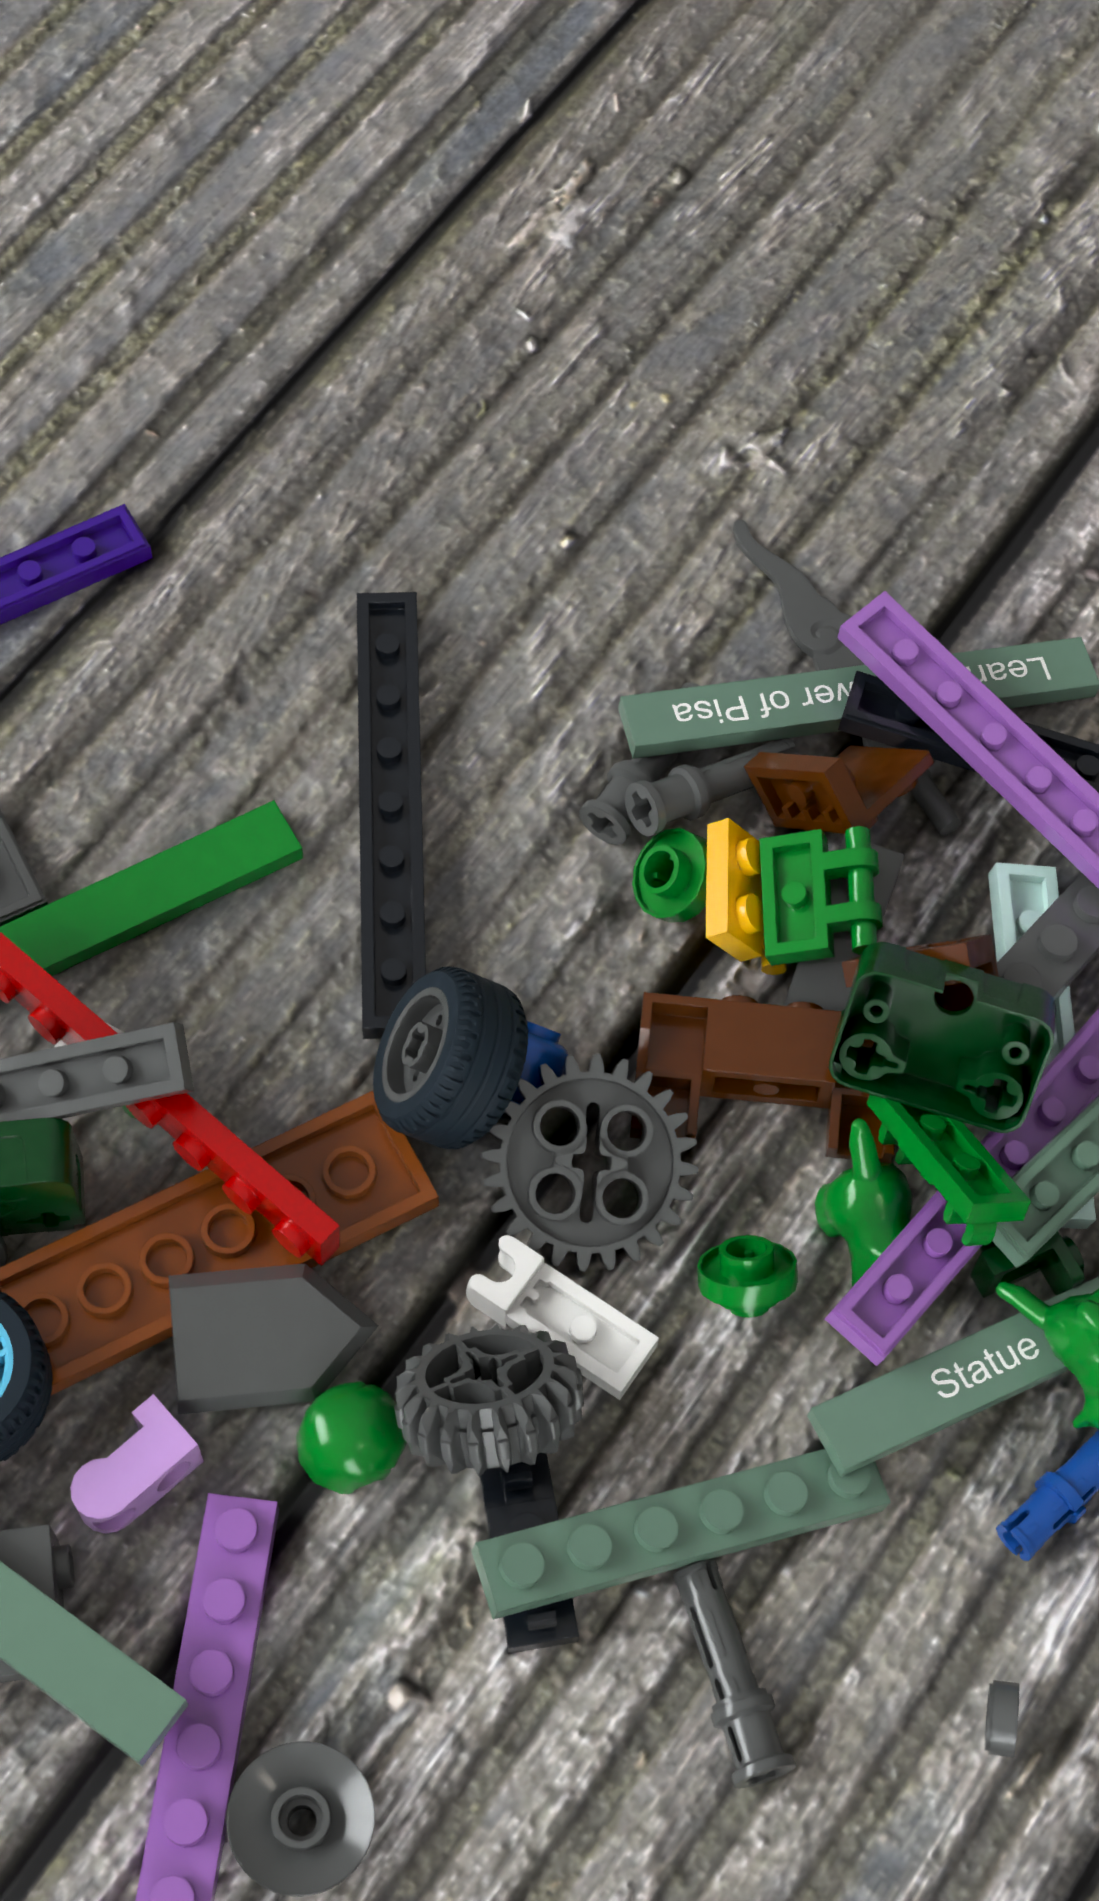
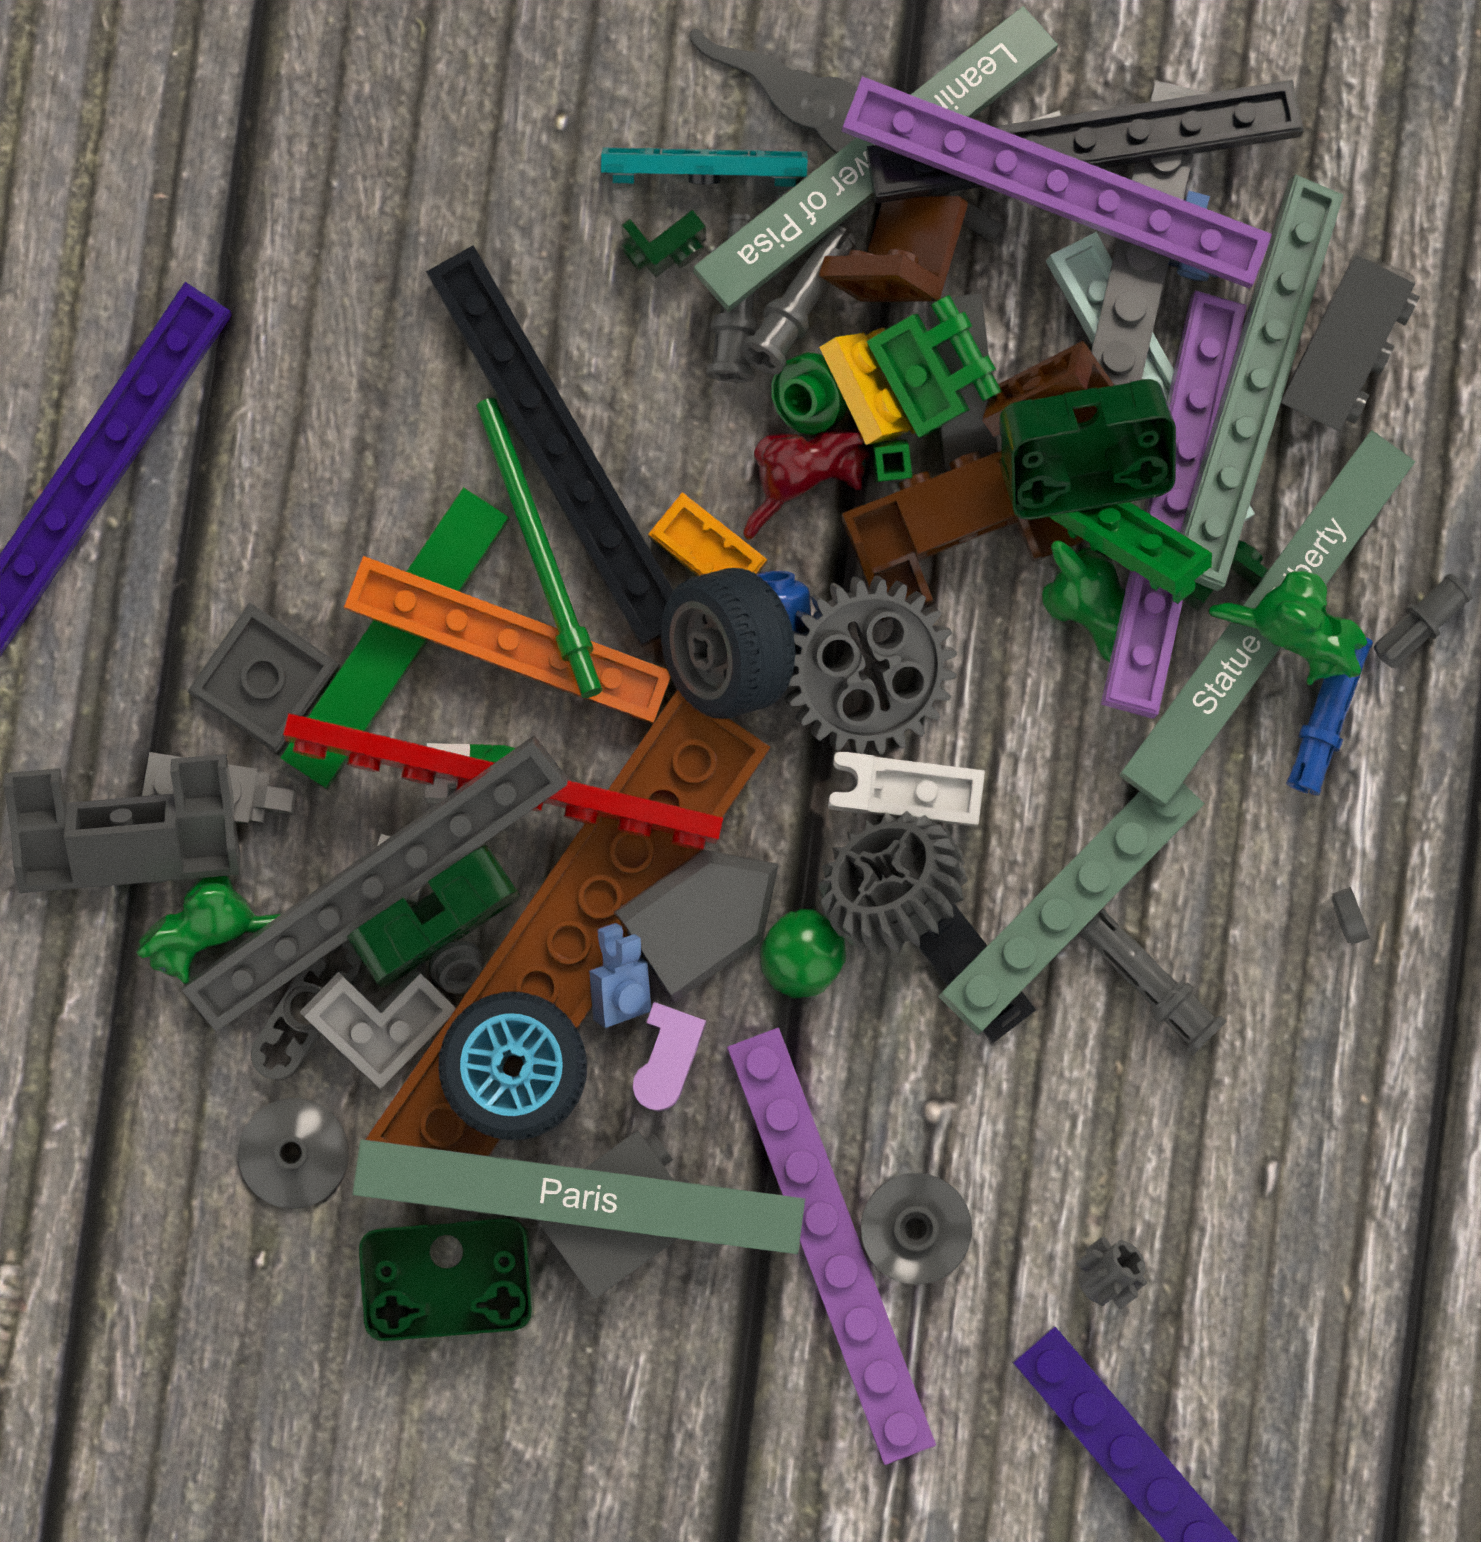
camera: 25 degrees left, 20 degrees up
(131, 1359) = (622, 984): none -> medium blue plate
(229, 957) = (500, 637): none -> orange plate
(291, 977) = (572, 639): none -> green bar
(481, 947) = (702, 540): none -> light orange plate
(605, 679) = (675, 245): none -> dark green bracket
(624, 935) = (795, 466): none -> dark red animal
(681, 629) = (701, 165): none -> teal piece
(726, 967) = (891, 447): none -> green piece
(747, 1275) = (1024, 689): green plate -> none

